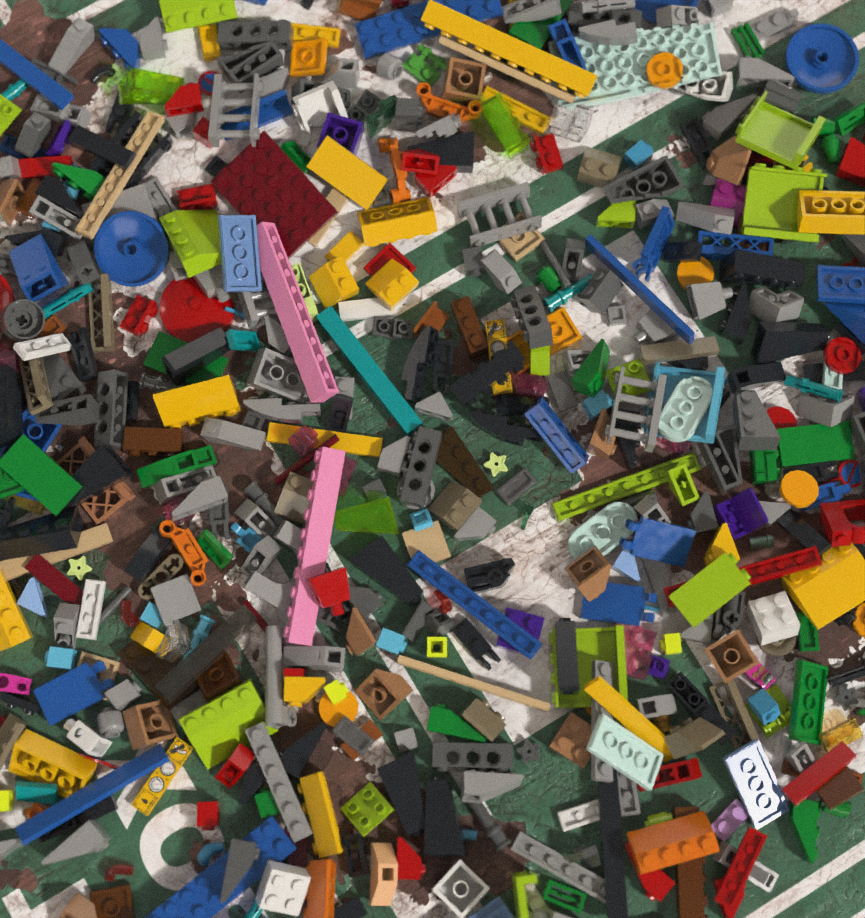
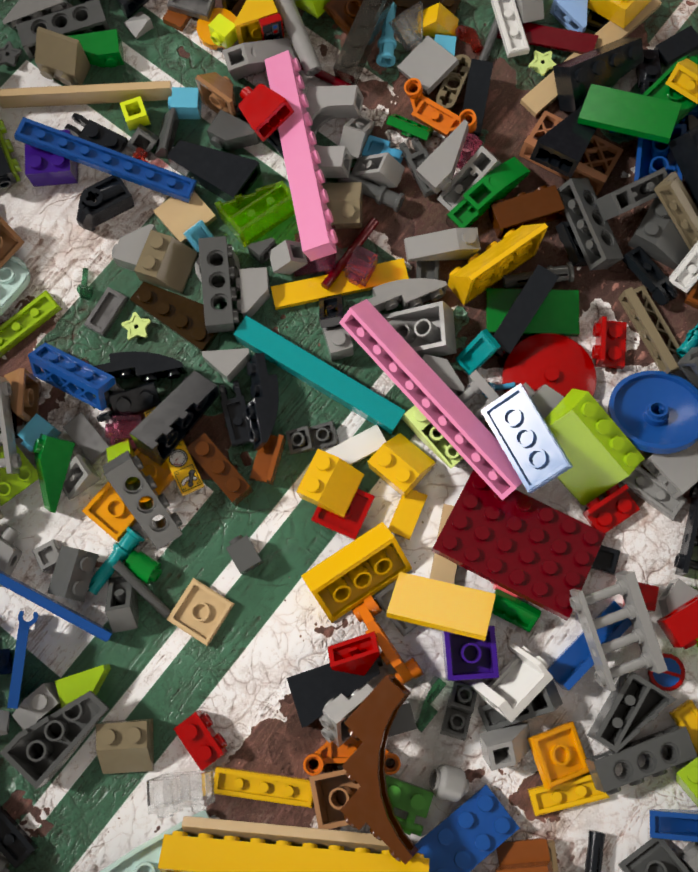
camera: 165 degrees right, 0 degrees up
(275, 81) = (586, 697): light grey slope -> none
(357, 470) = (287, 257): none -> light grey brick
(383, 692) = (171, 52): medium nougat slope -> none
(432, 183) = (331, 635): red slope -> none
(440, 84) = (366, 767): none -> reddish brown arch
(491, 200) = (233, 649): light grey fence -> none
(501, 272) = (202, 548): light grey slope -> none
(505, 126) = (263, 751): clear neon green wedge -> none
(638, 155) = (78, 781): dark azure brick -> none

